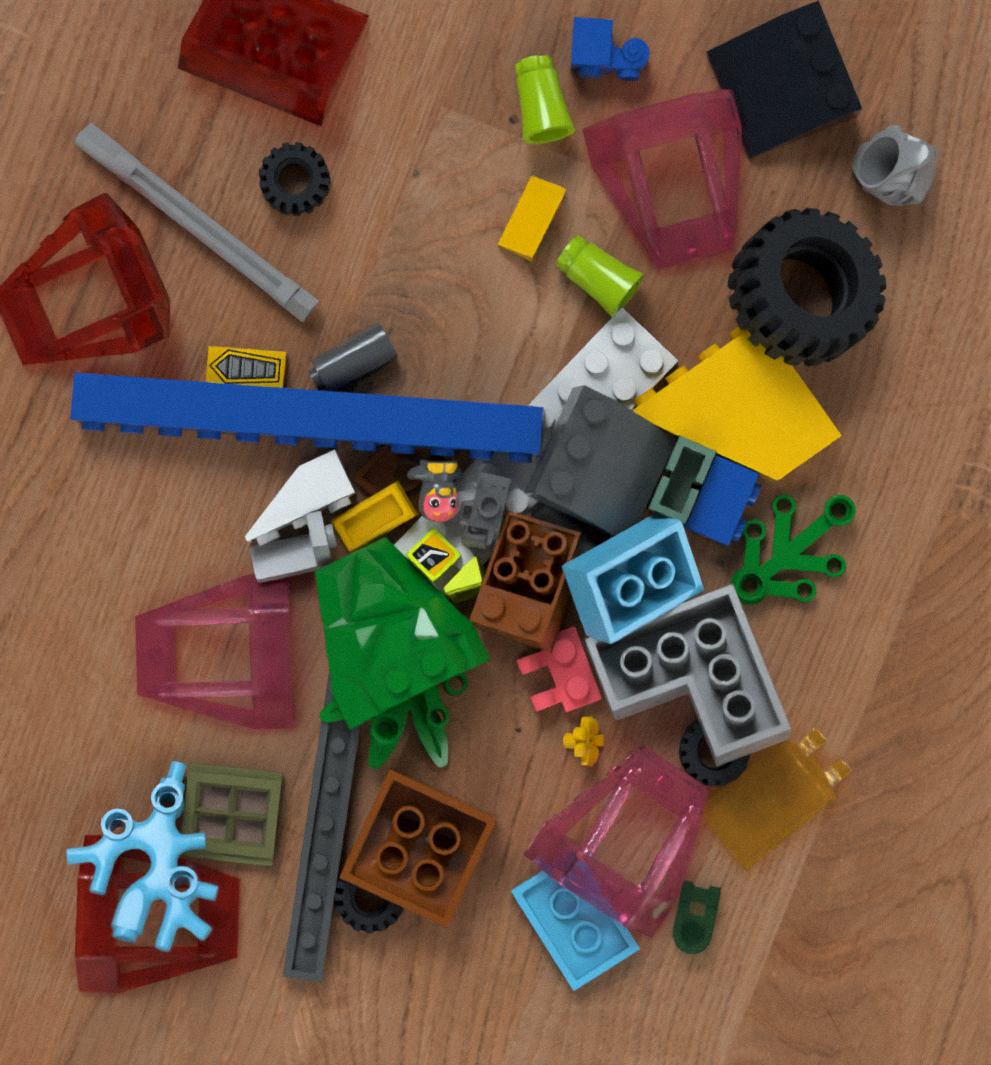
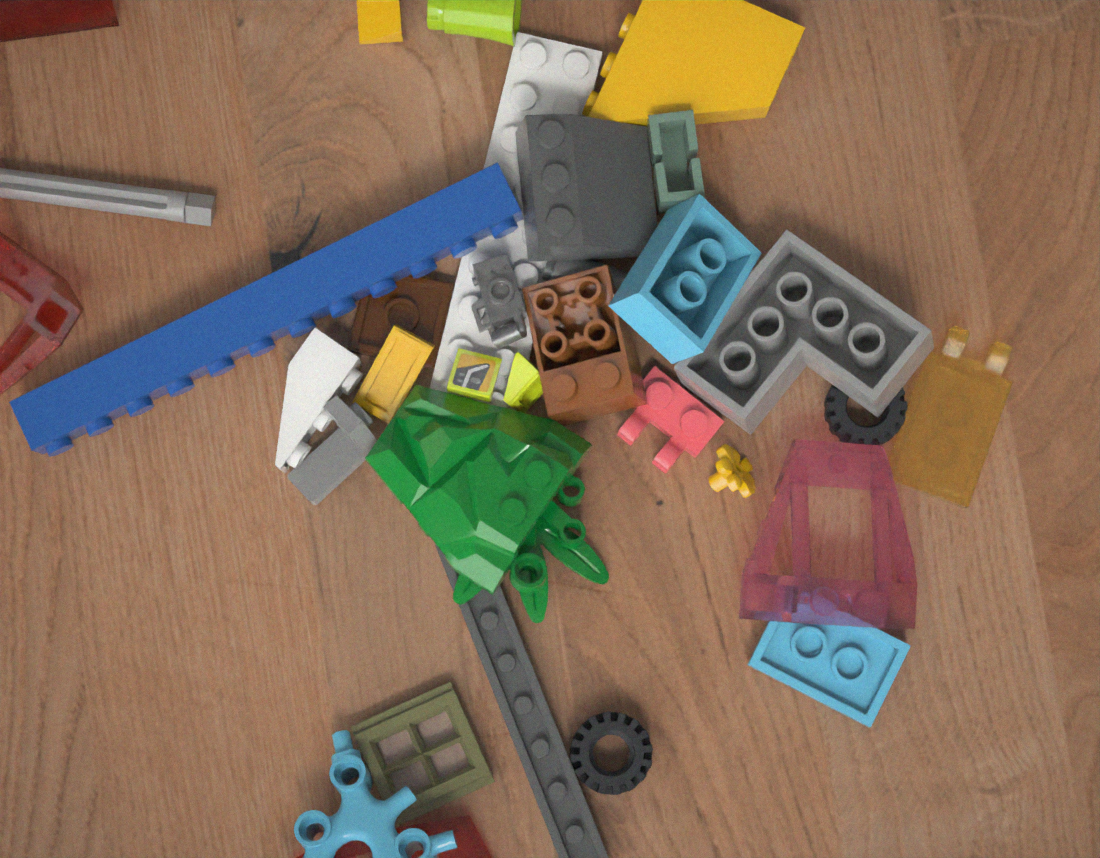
camera: 30 degrees left, 5 degrees down
(246, 366) = (178, 299): tile -> none
(269, 653) = (369, 571): clear pink windscreen -> none
(294, 155) = (104, 73): black tyre -> none
(352, 359) = (281, 230): dark grey brick -> none
(418, 847) = (631, 672): dark orange slope -> none
(438, 492) = (442, 309): animal -> none
(690, 930) = (952, 598): clear green plate -> none
(722, 501) = (728, 160): blue brick -> none
(786, 554) = (819, 176): green plant -> none

